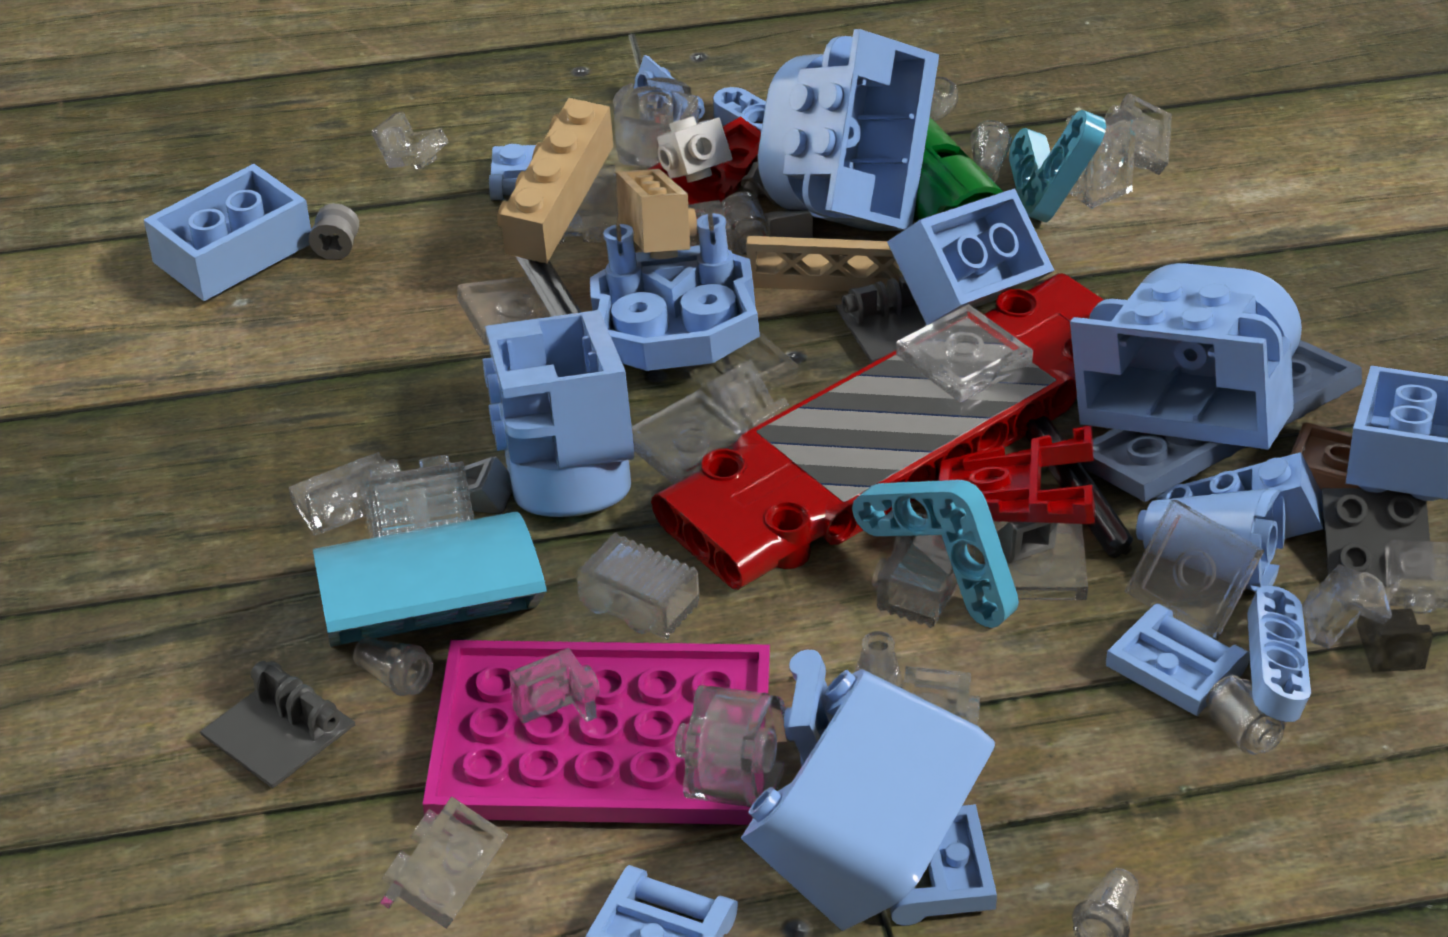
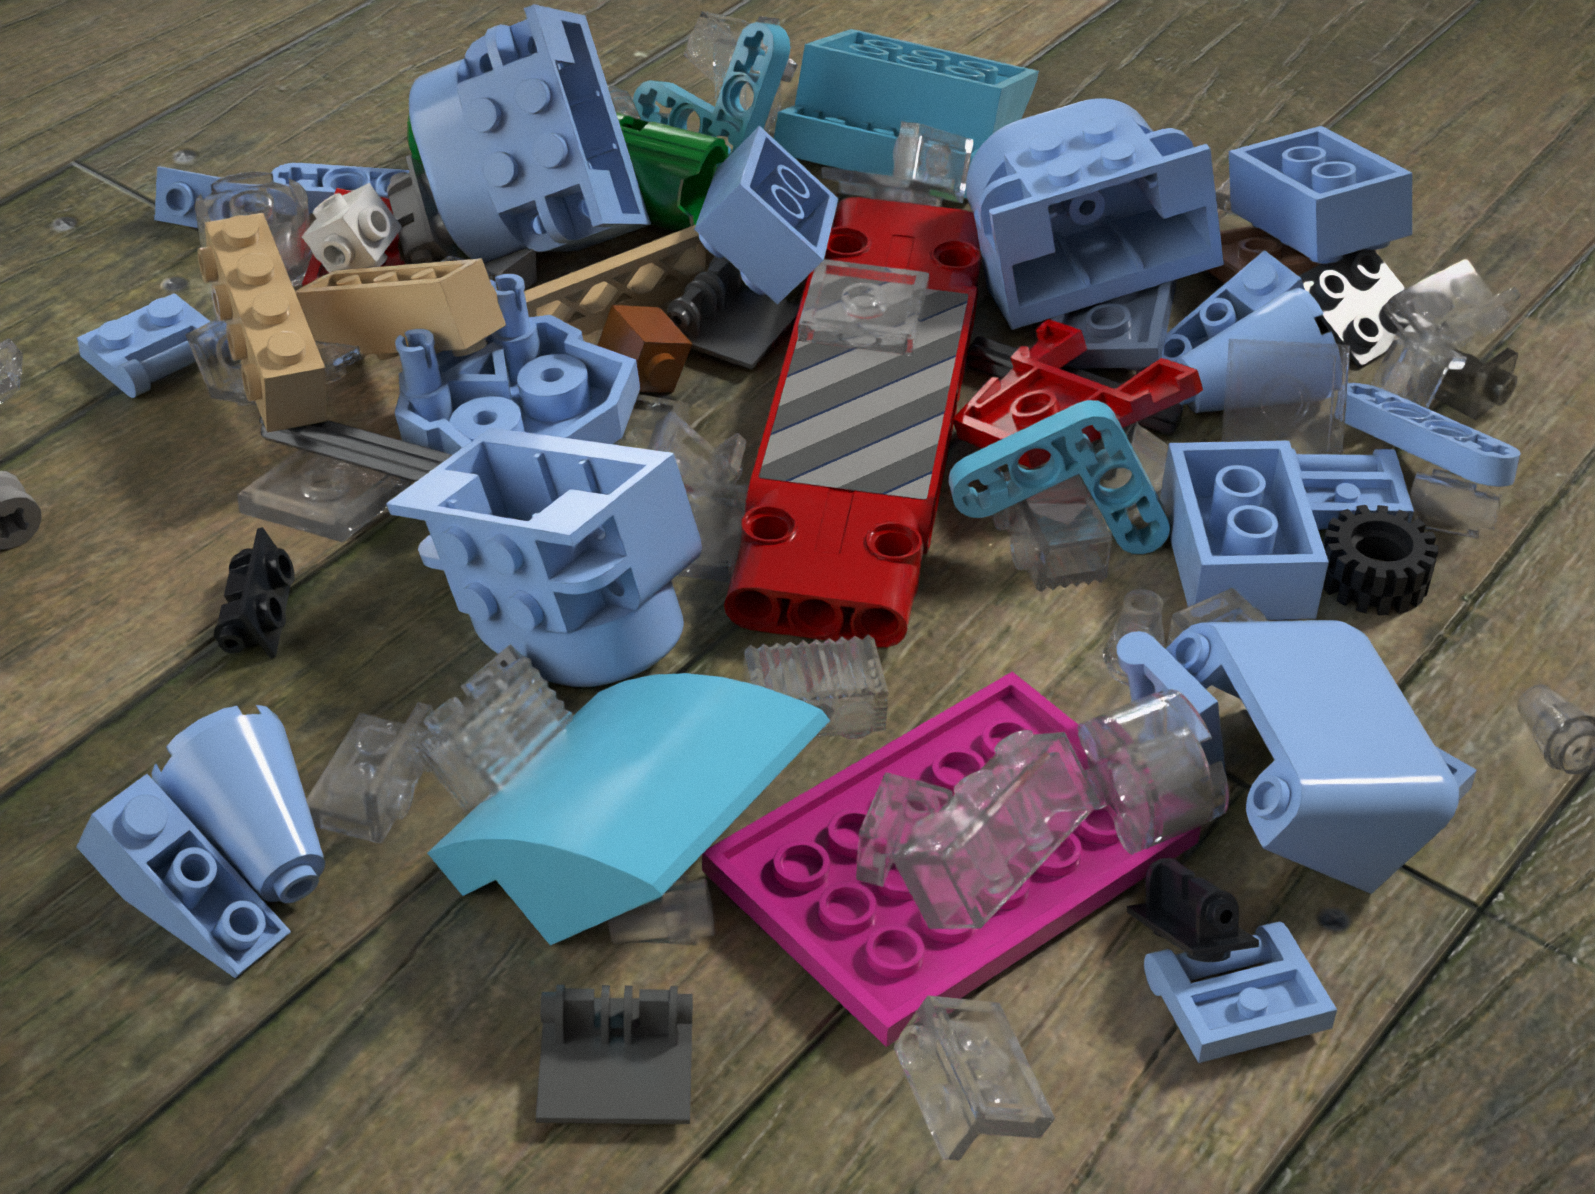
camera: 45 degrees left, 0 degrees up
(180, 489) = (179, 878): none -> light blue slope
(250, 463) = (247, 799): none -> light blue cone
(407, 354) = (255, 597): none -> black hinge
(596, 721) = (995, 830): none -> clear brick
(676, 858) = (1191, 913): none -> black hinge
(801, 312) = (651, 340): none -> dark orange brick
(1041, 640) = (1244, 525): none -> light blue brick
(1115, 265) = (926, 170): none -> clear bracket
(1133, 743) = (1396, 581): none -> black tyre
(1201, 212) = (864, 84): none -> medium azure slope

